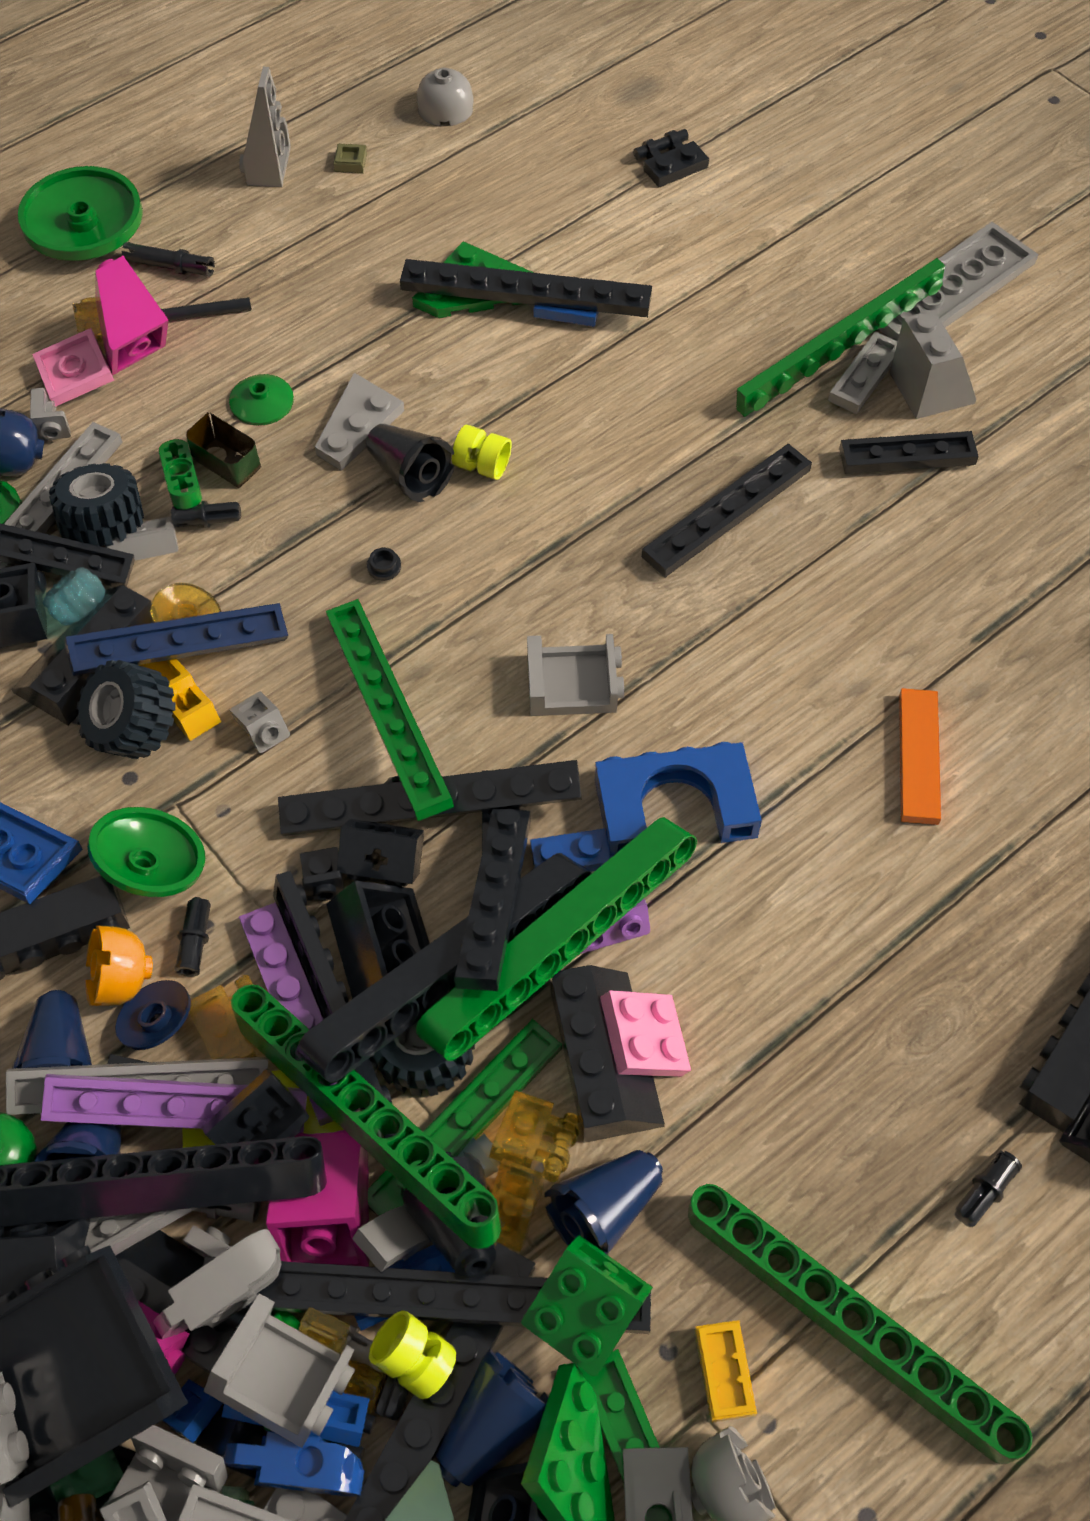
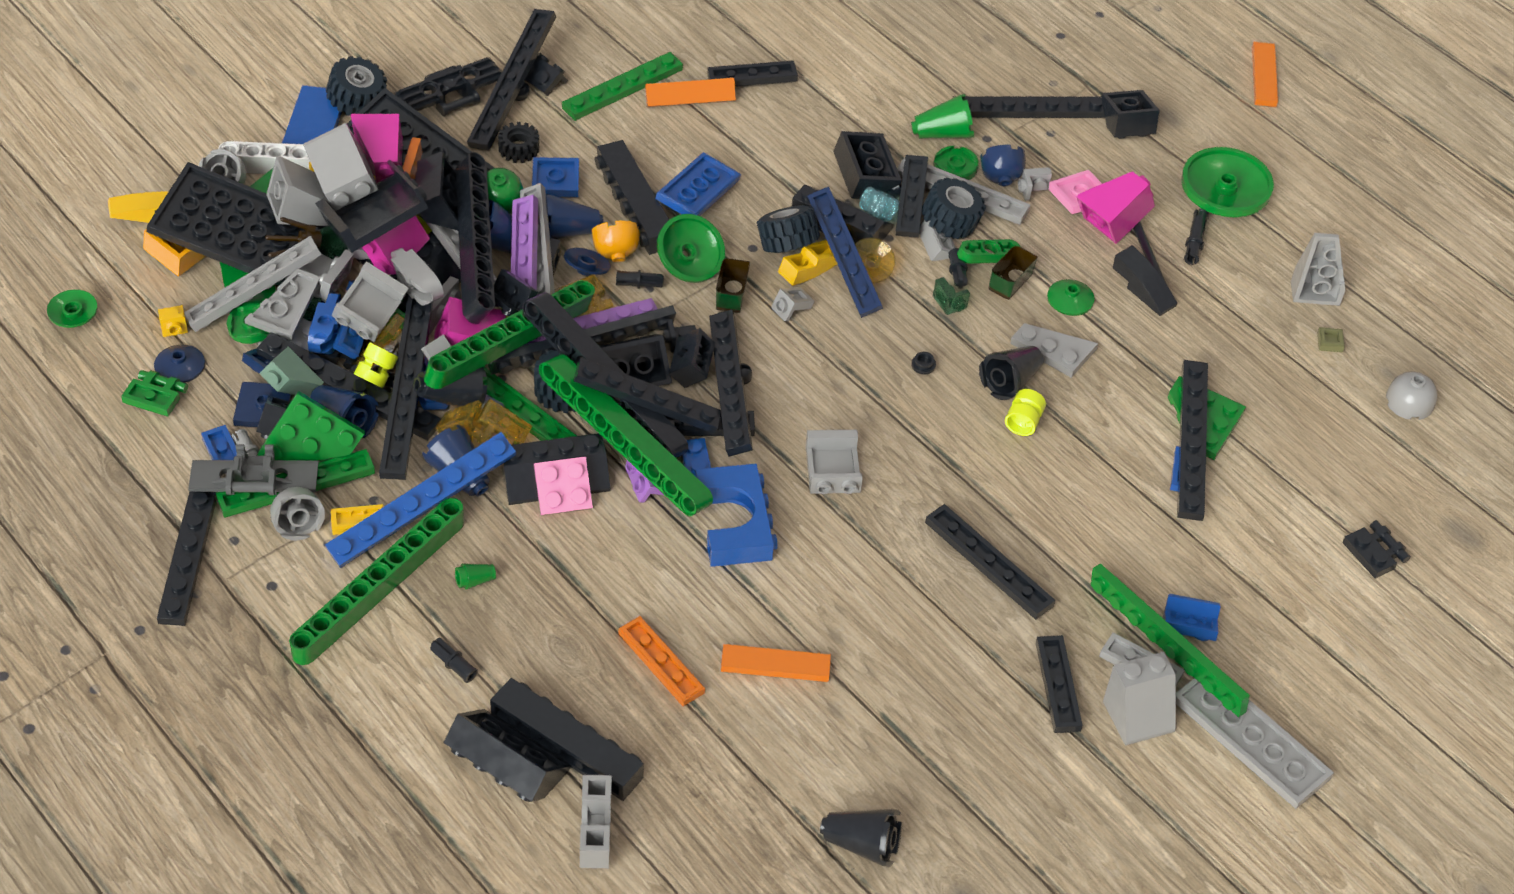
camera: 85 degrees right, 10 degrees down
(222, 783) = (731, 271): none -> dark brown piece
(245, 315) = (1144, 280): none -> black slope
(264, 527) = (948, 298): none -> clear green bracket
(390, 711) = (795, 354): green plate -> none
(586, 1305) = (398, 435): green bracket -> none
(703, 1259) = (420, 500): none -> blue plate
(798, 319) = (1193, 616): none -> blue bracket
(822, 1167) = (474, 574): none -> green cone
(935, 898) = (661, 661): none -> orange tile

